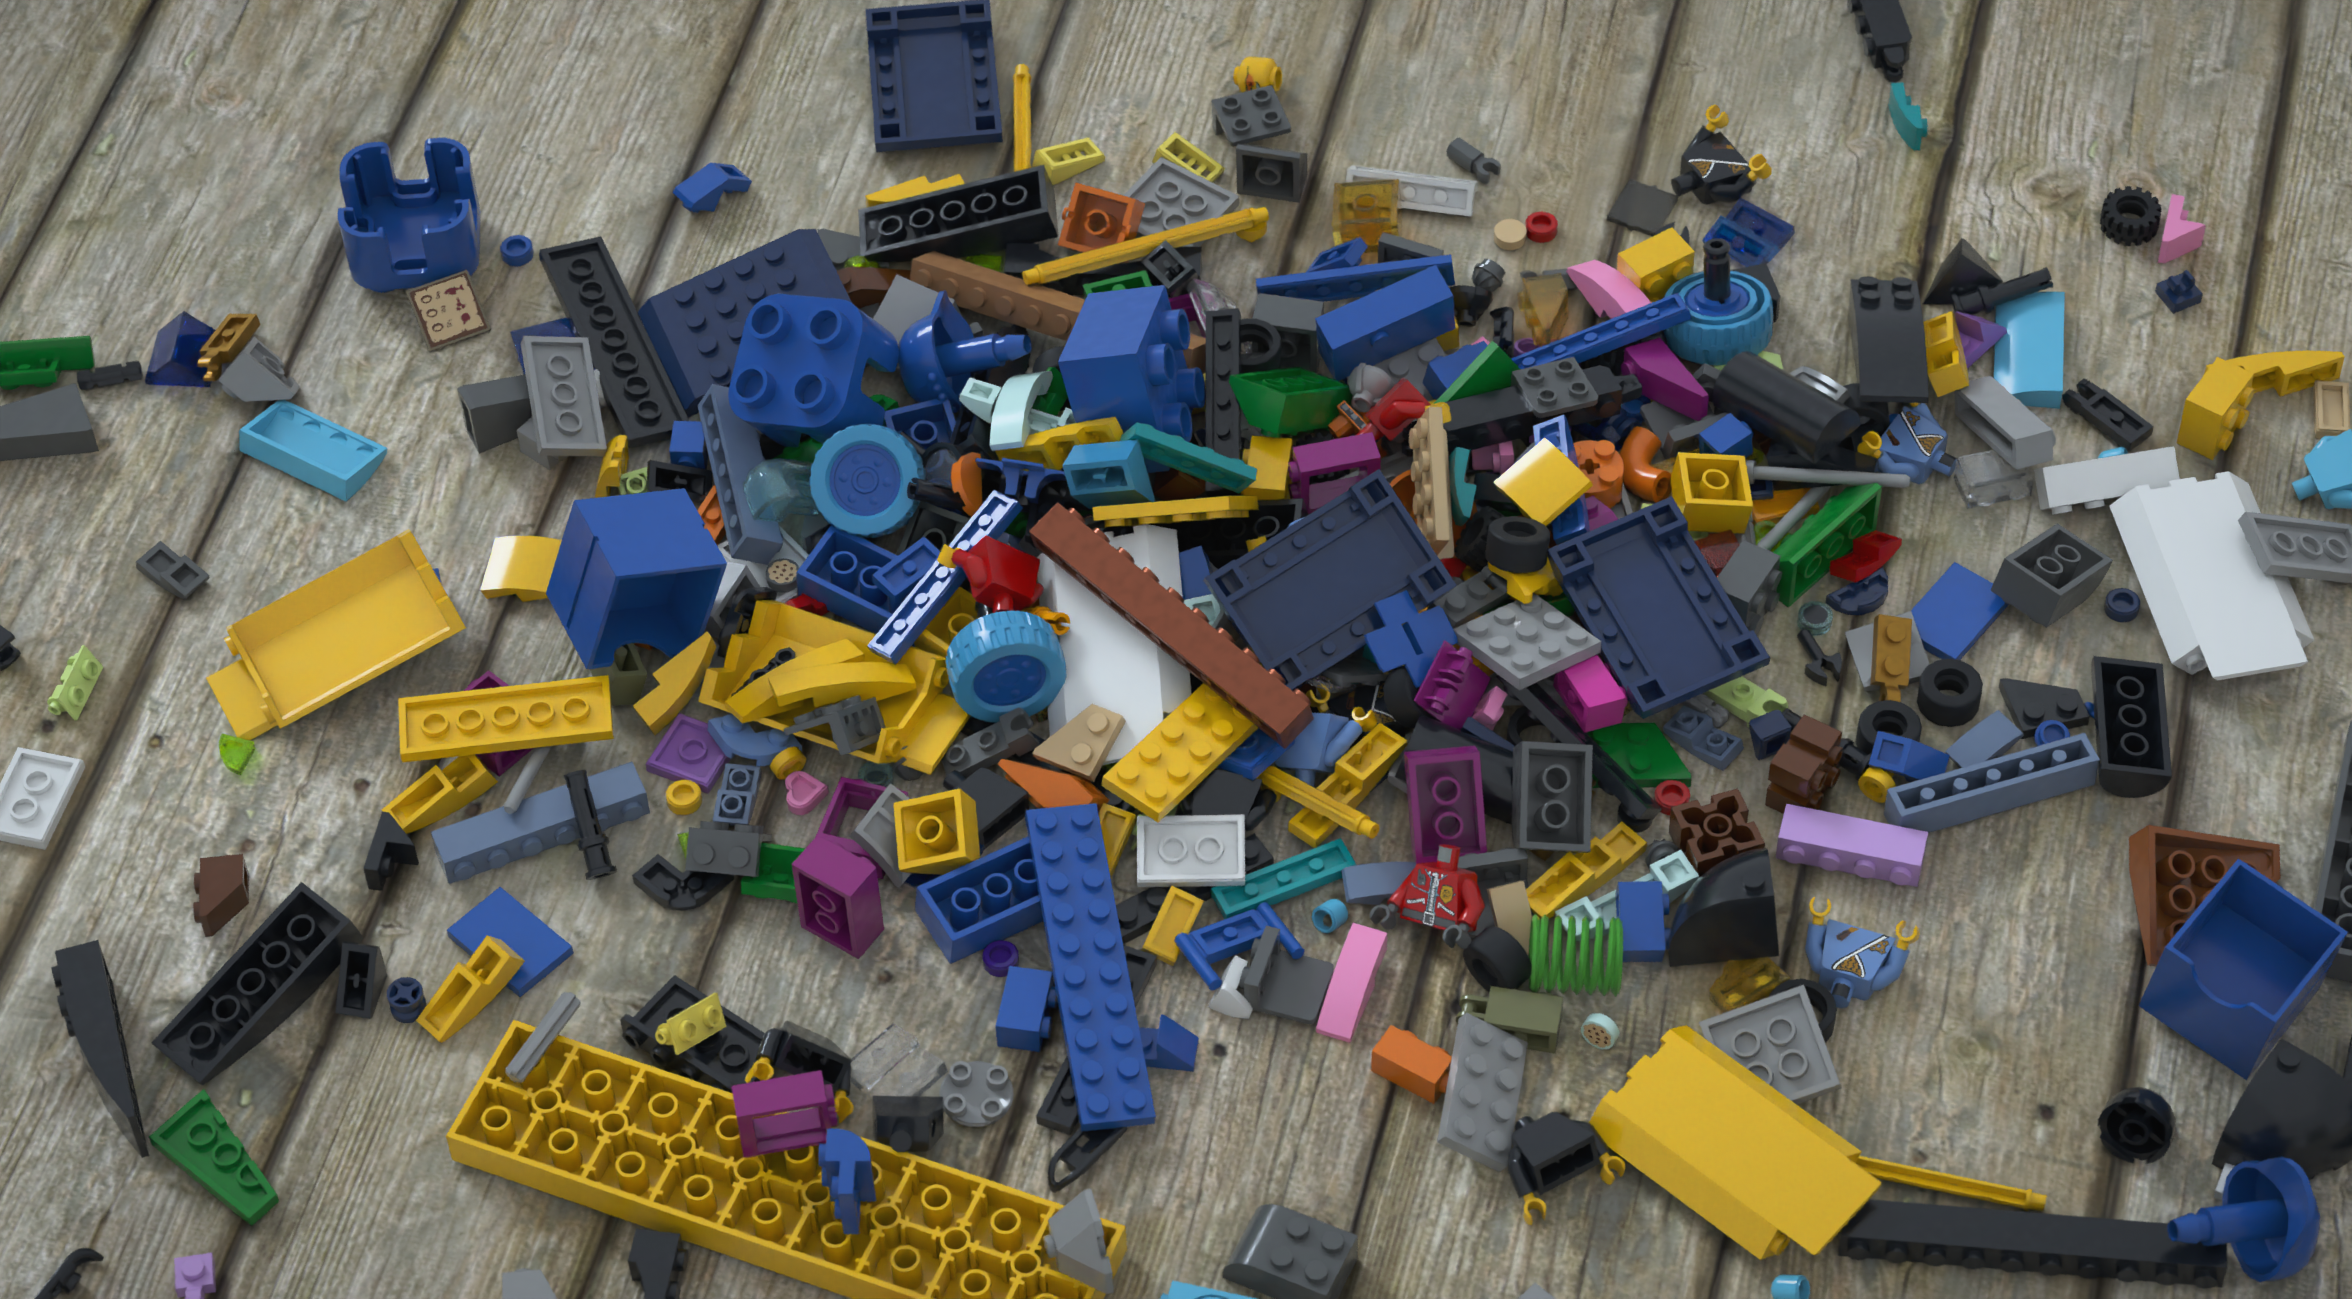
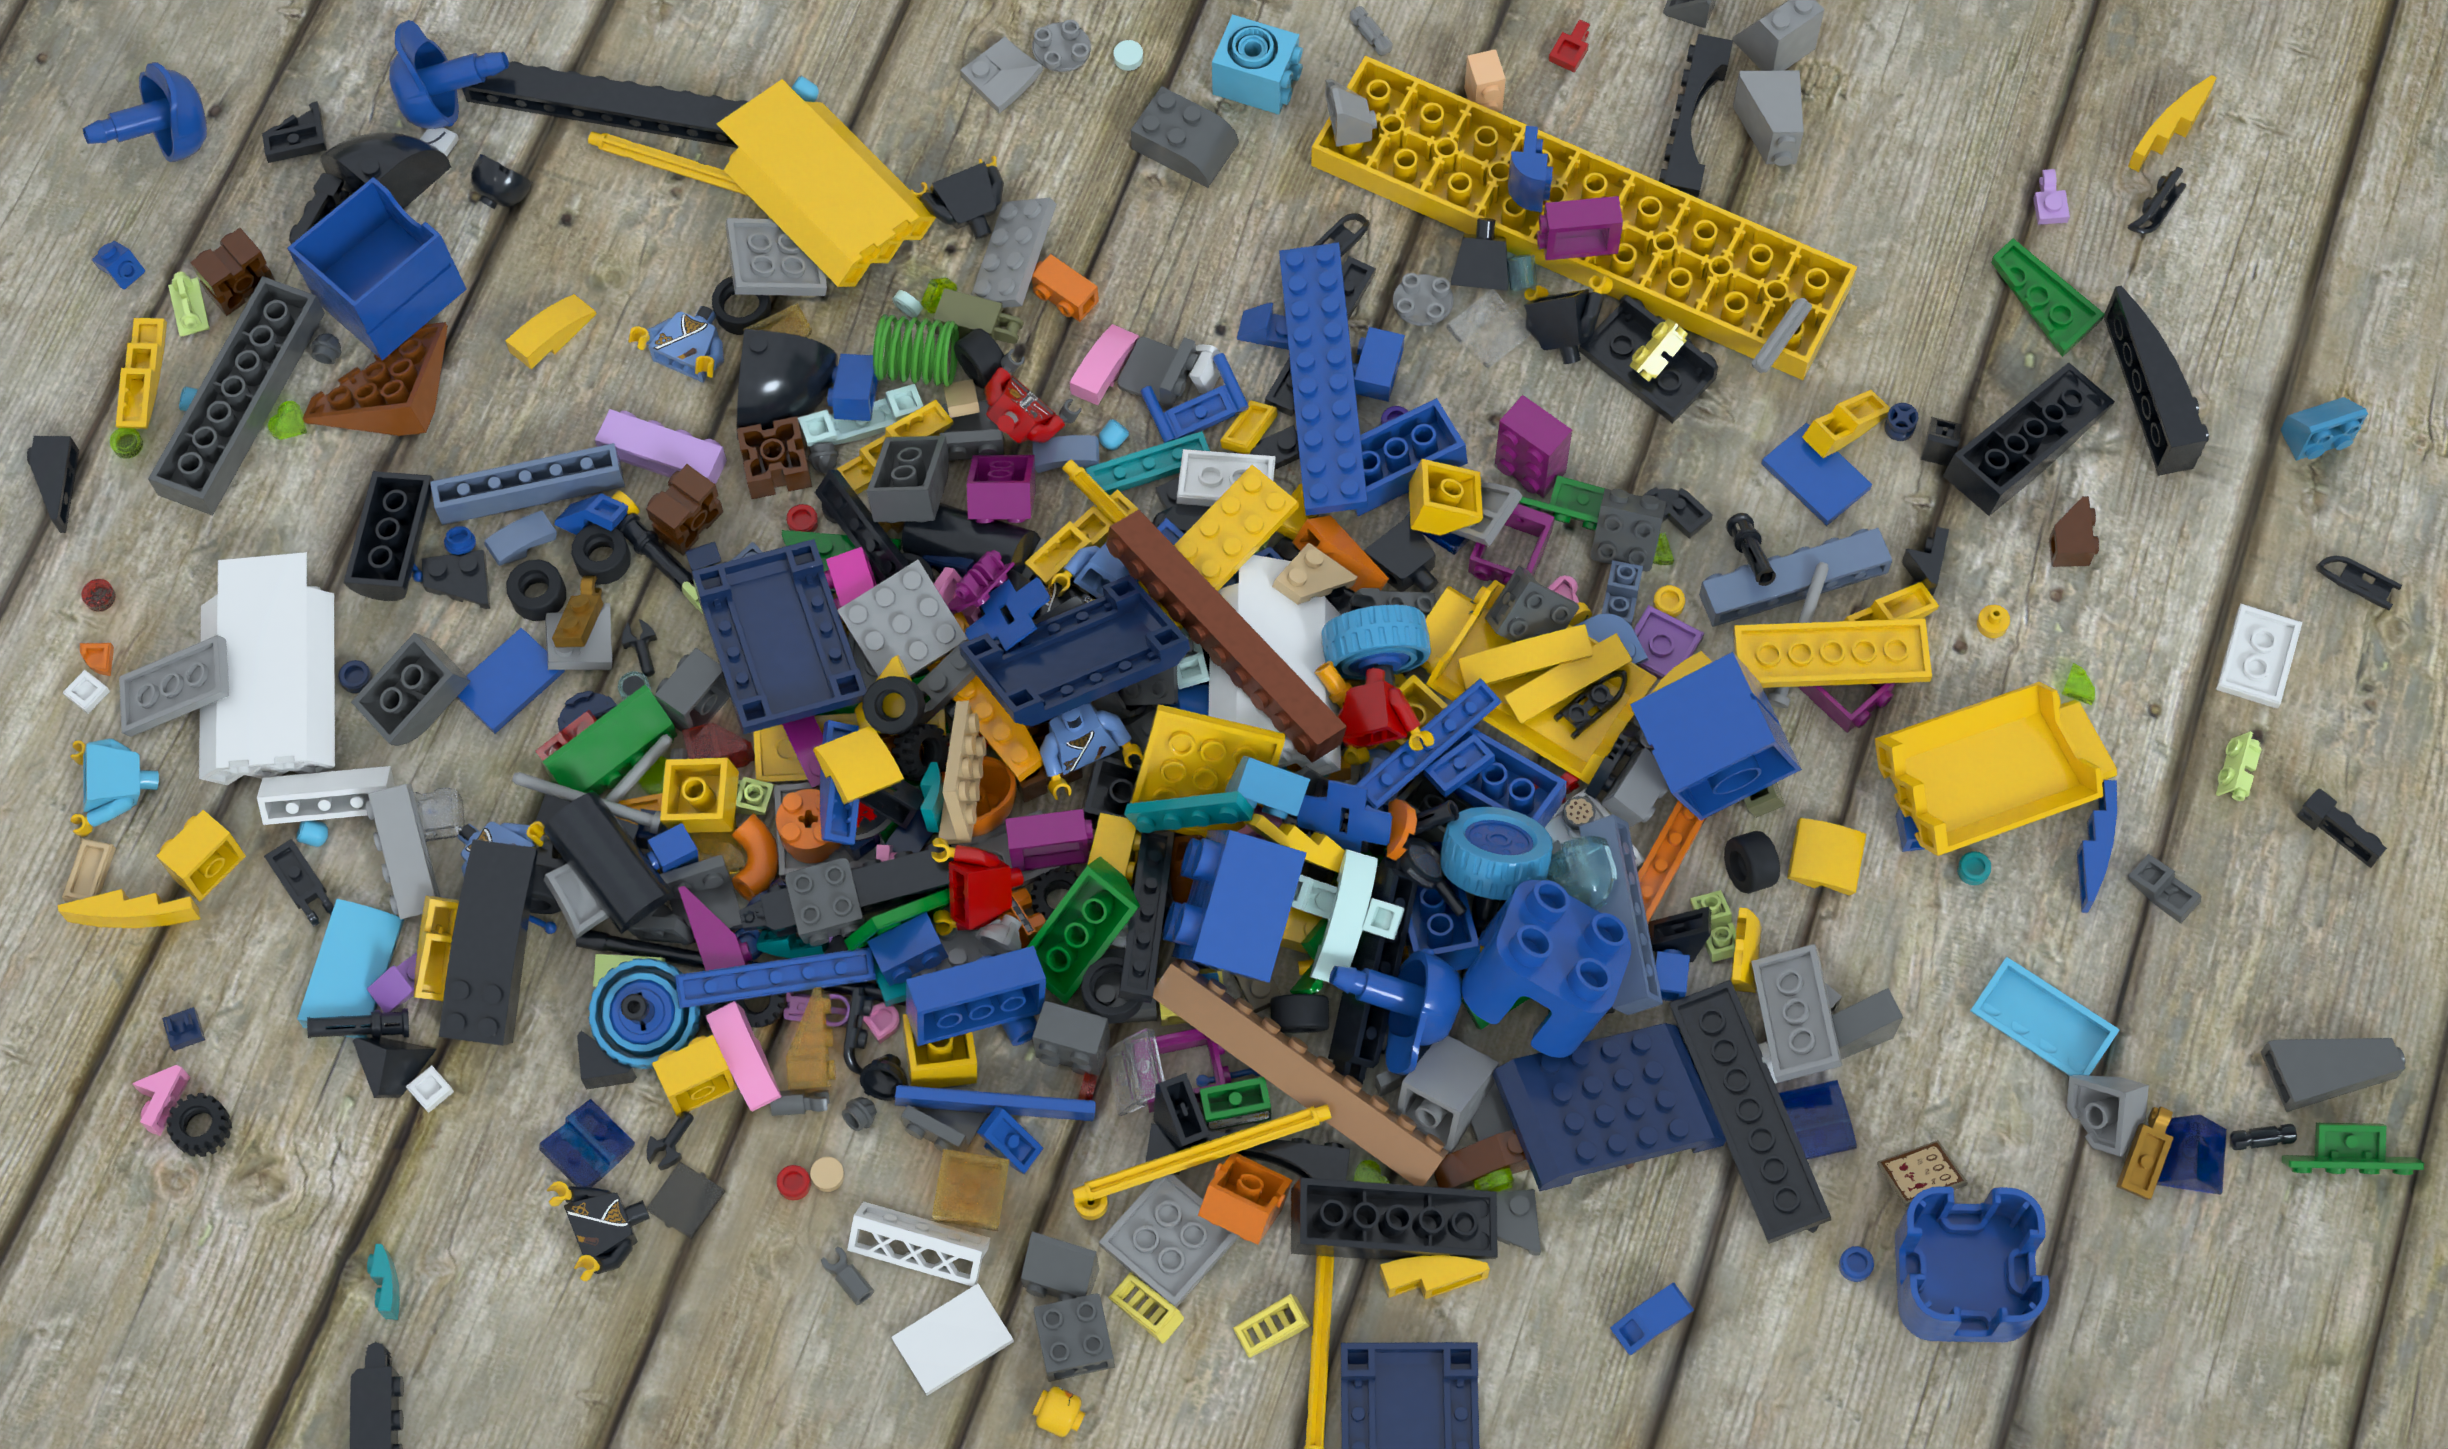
camera: 175 degrees left, 15 degrees up
(237, 590) = (2095, 852): none -> blue slope
(322, 807) = (1993, 621): none -> yellow tile
(859, 1112) = (1522, 272): none -> clear light blue panel
(1366, 127) = (952, 1339): none -> white tile
(1564, 1048) = (934, 292): none -> clear neon green tile
(1917, 267) = (429, 1089): none -> white tile
(2021, 964) = (549, 330): none -> yellow slope
(2297, 849) = (287, 421): none -> clear neon green tile

